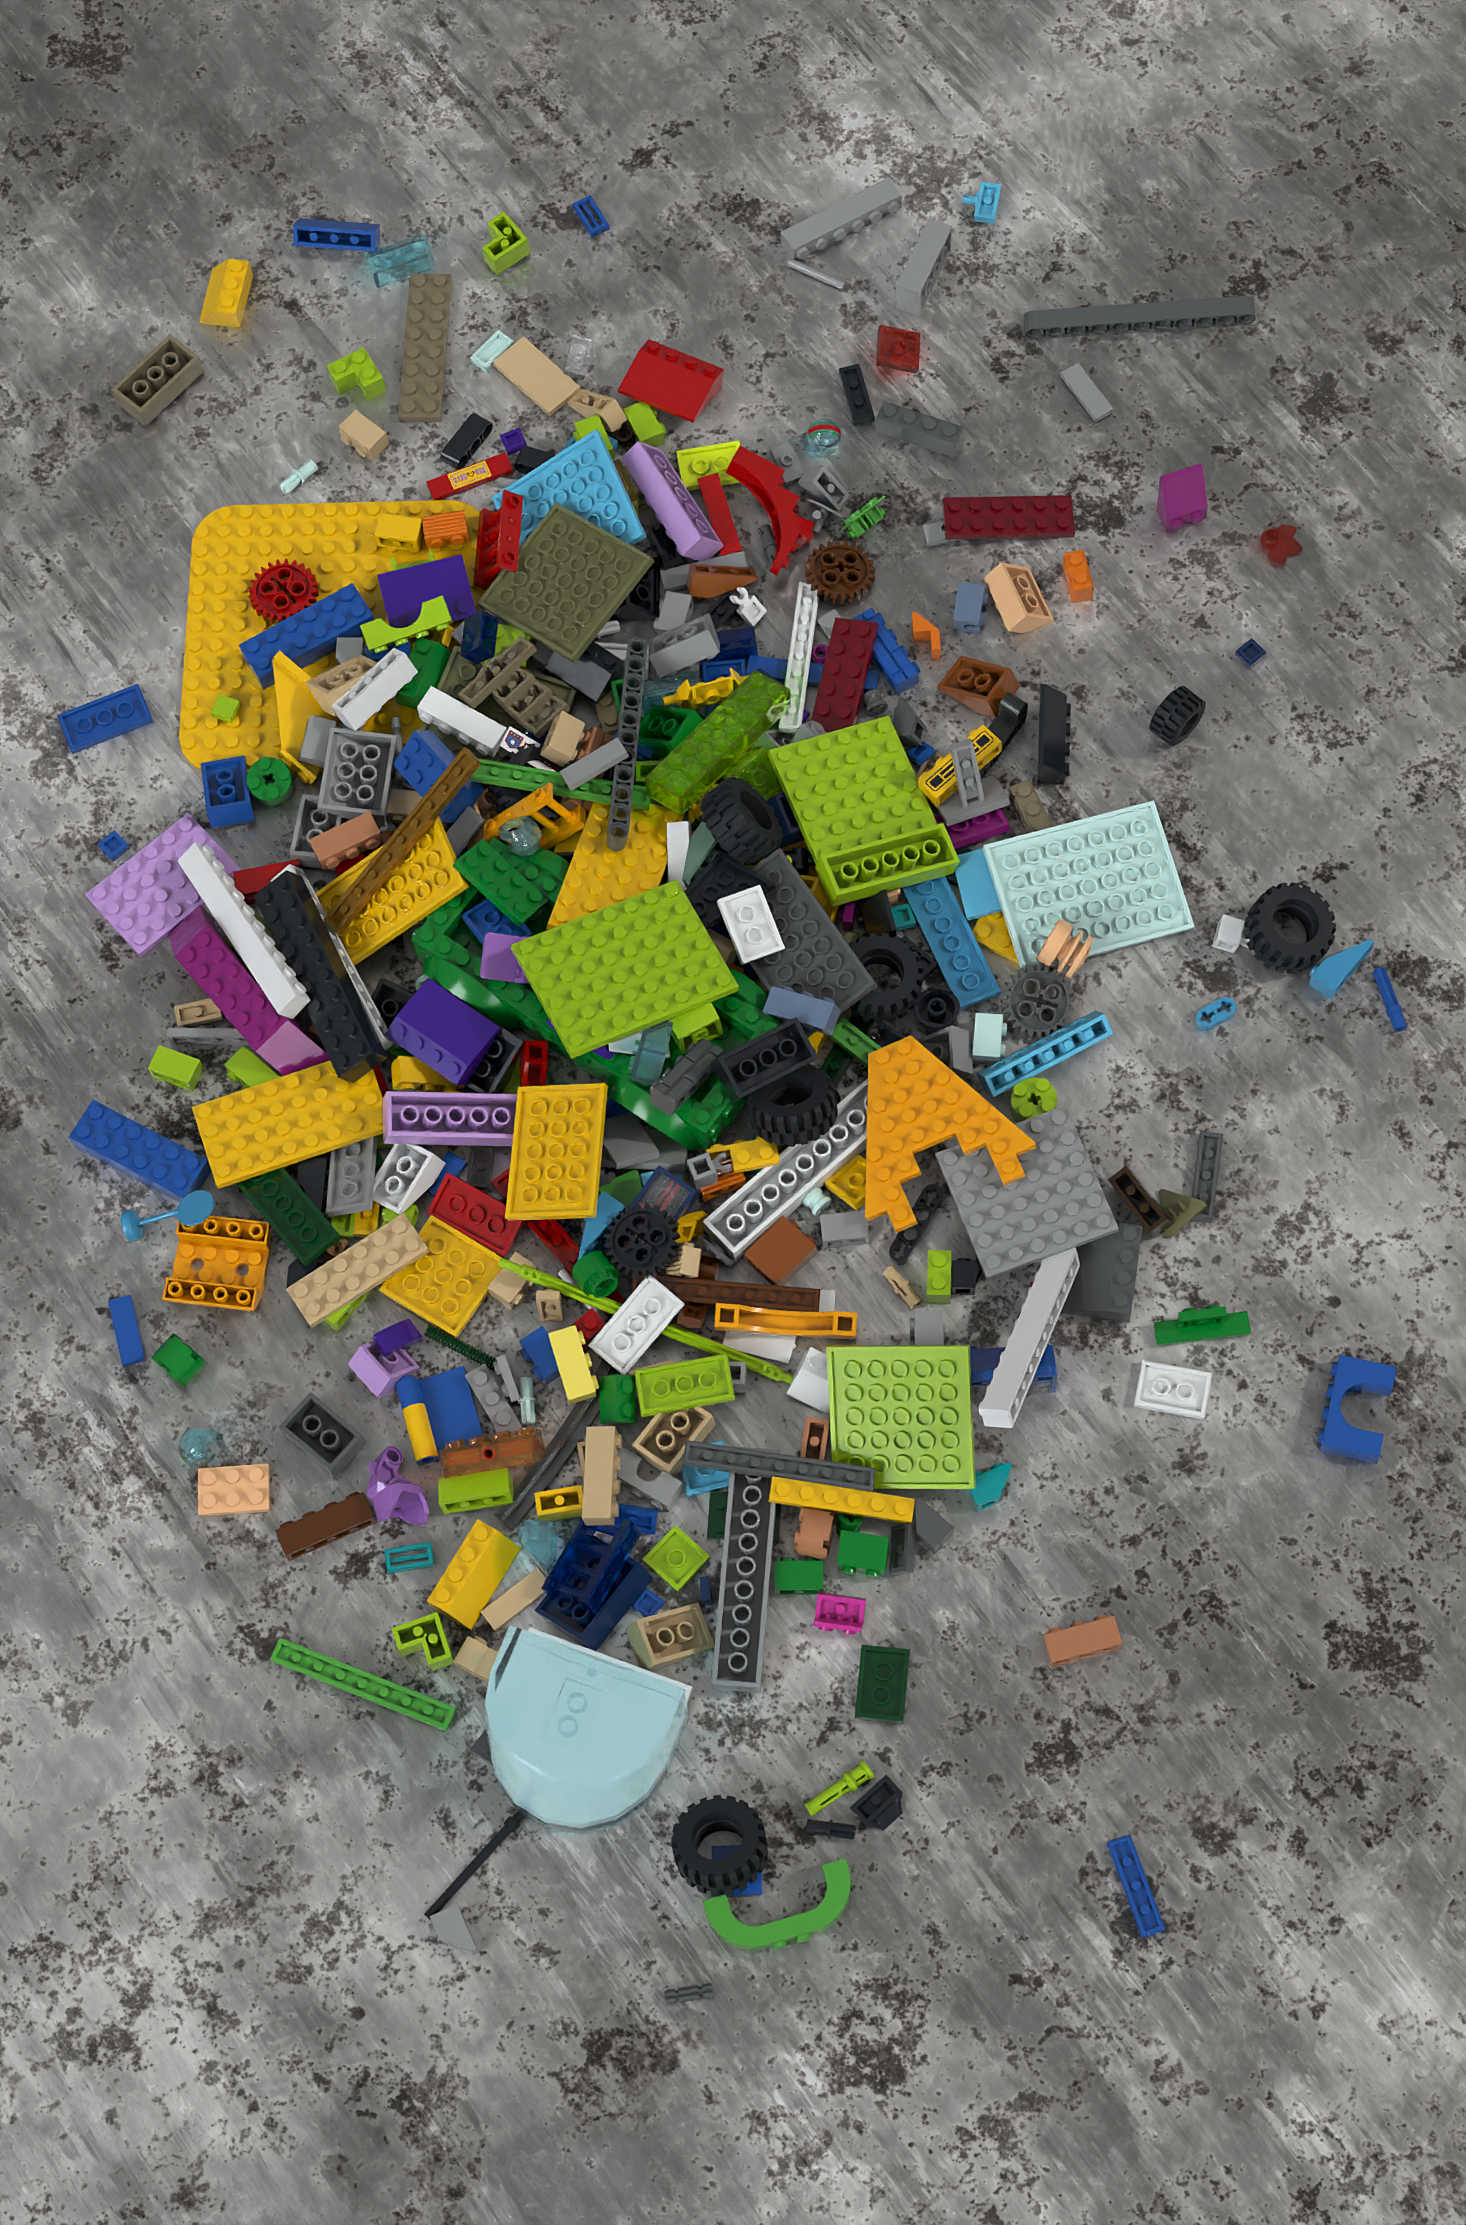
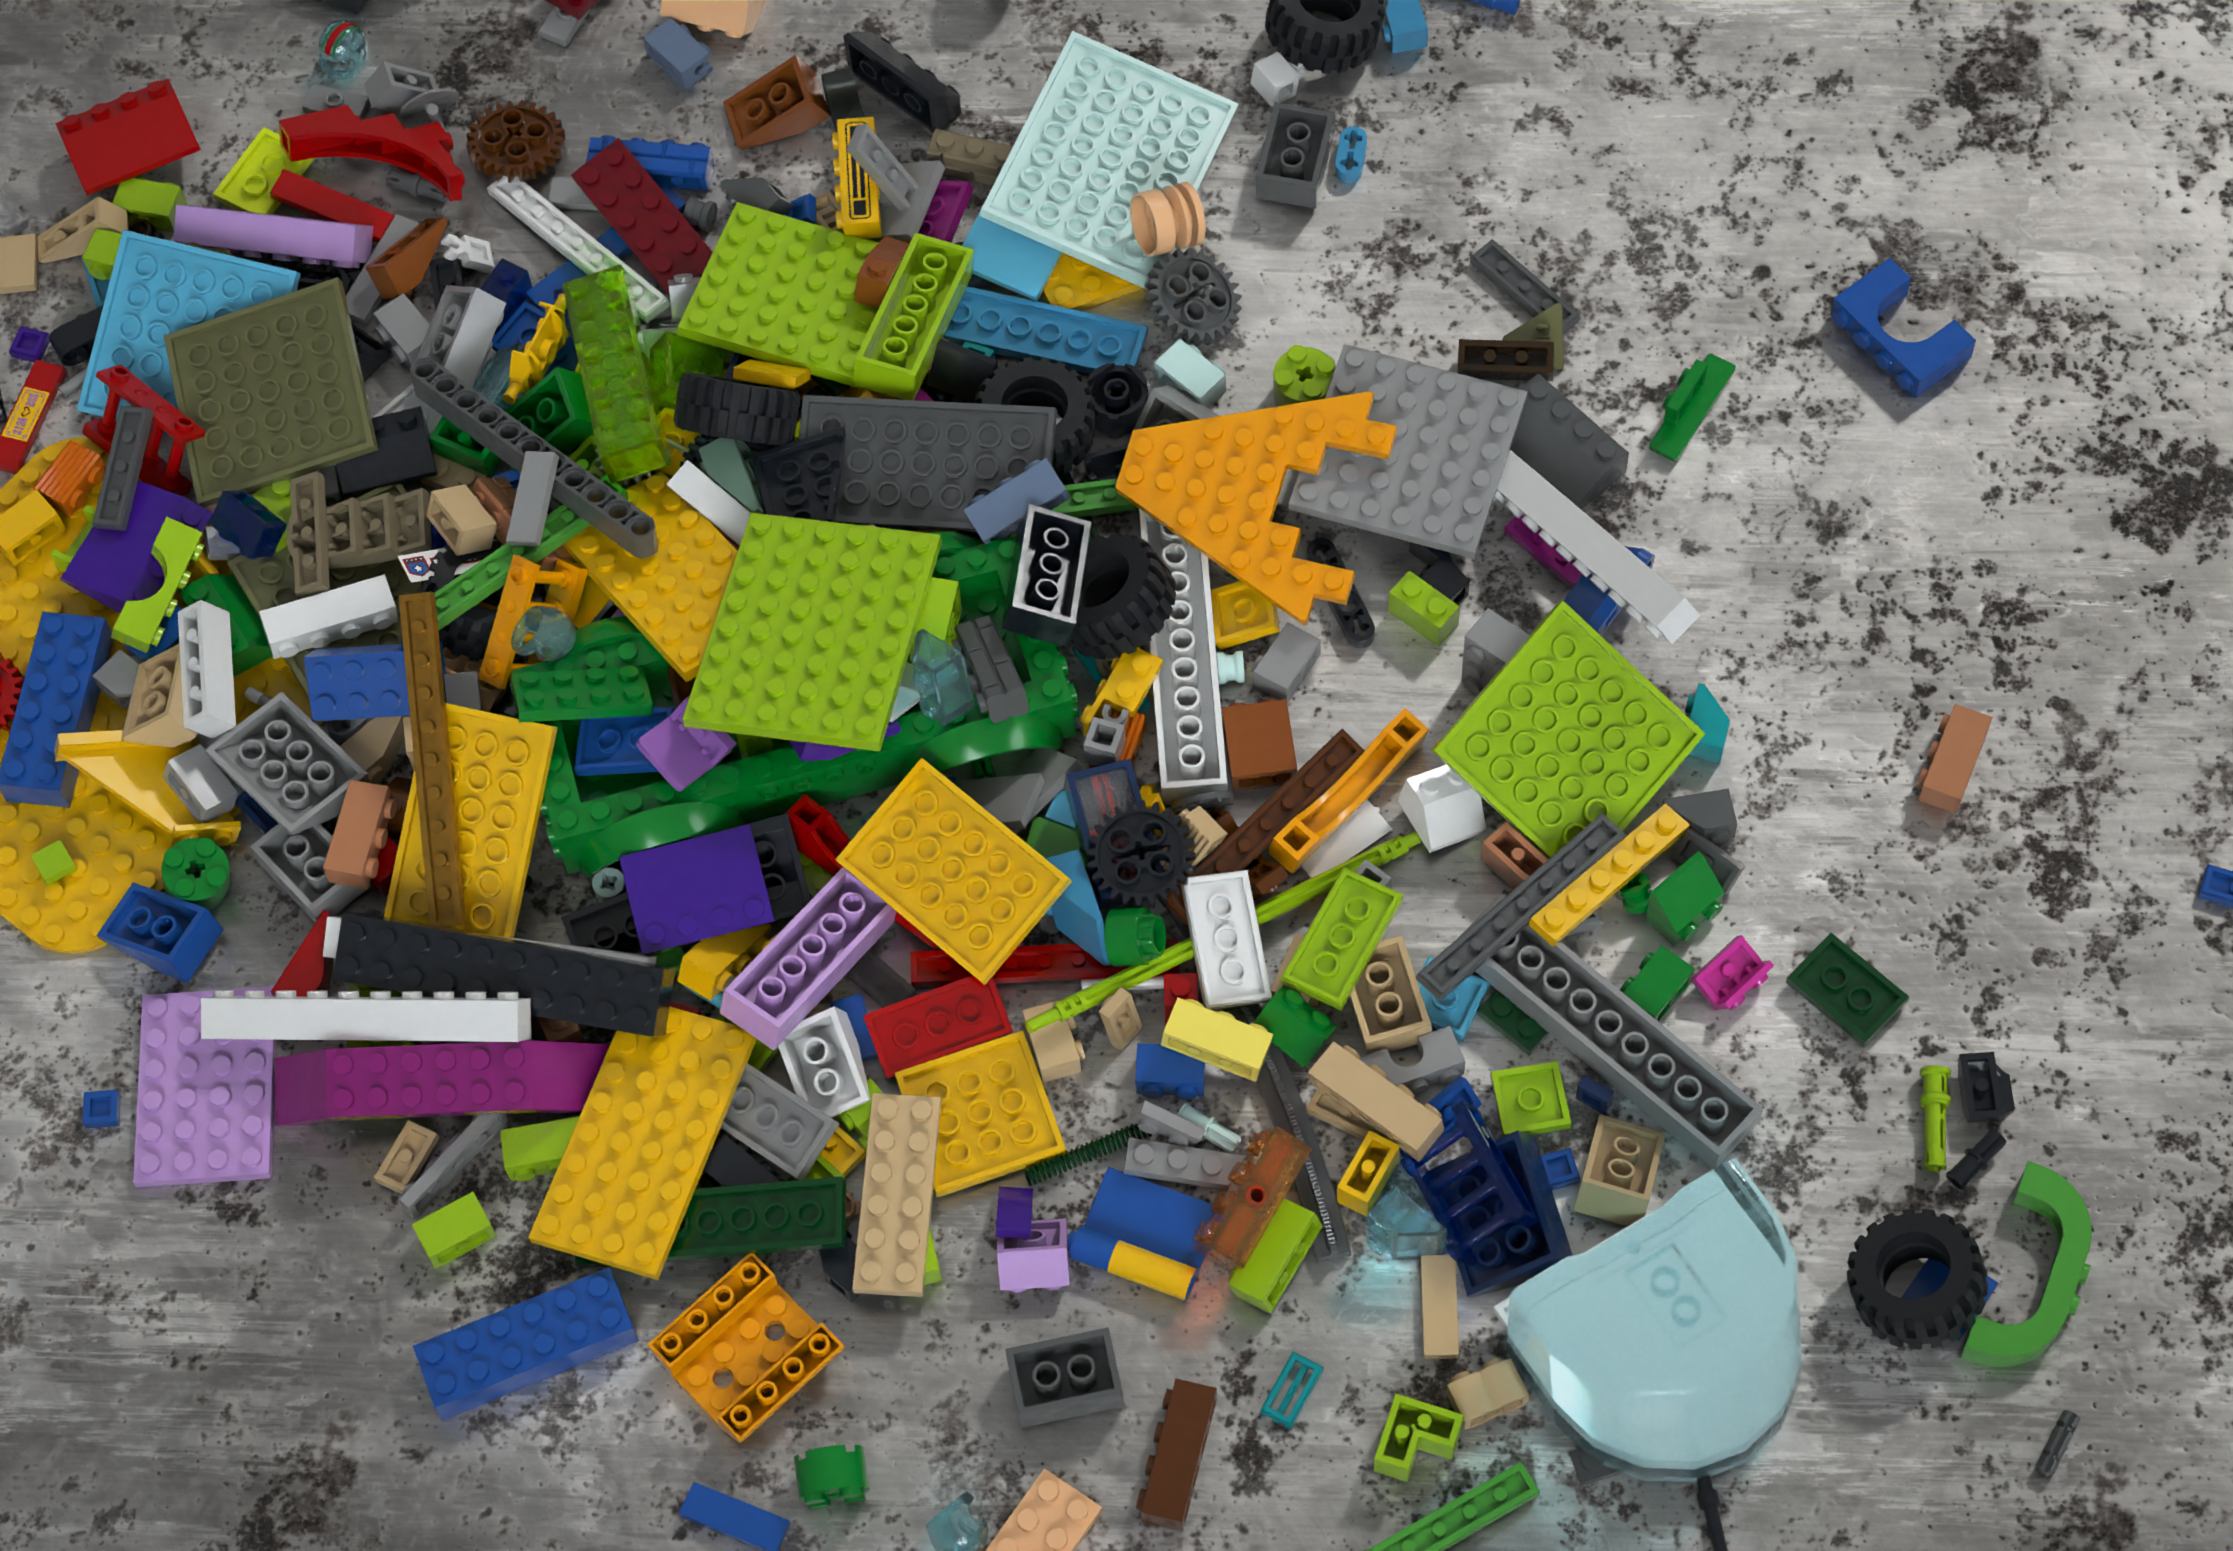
camera: 55 degrees left, 5 degrees down
(190, 1212) = (657, 1326): dark azure piece -> none
(392, 1491) = (1205, 1348): medium lavender piece -> none
(459, 550) = (123, 468): none -> dark grey tile
(473, 1575) = (1373, 1331): yellow slope -> none
(750, 924) = (871, 481): white plate -> none
(780, 821) = (771, 374): none -> yellow tile
(814, 1533) = (1623, 931): nougat brick -> none
(816, 651) = (593, 219): magenta plate -> none
(859, 521) = (478, 75): bright green hinge -> none
(902, 1287) = (1424, 655): tan pin -> none
(904, 821) = (879, 271): none -> dark orange slope
(926, 631) = (663, 111): orange slope -> none
(1044, 1053) = (1258, 329): medium azure brick -> none
(1173, 1389) = (1737, 482): white tile -> none
(1182, 984) = (1295, 155): none -> dark grey brick

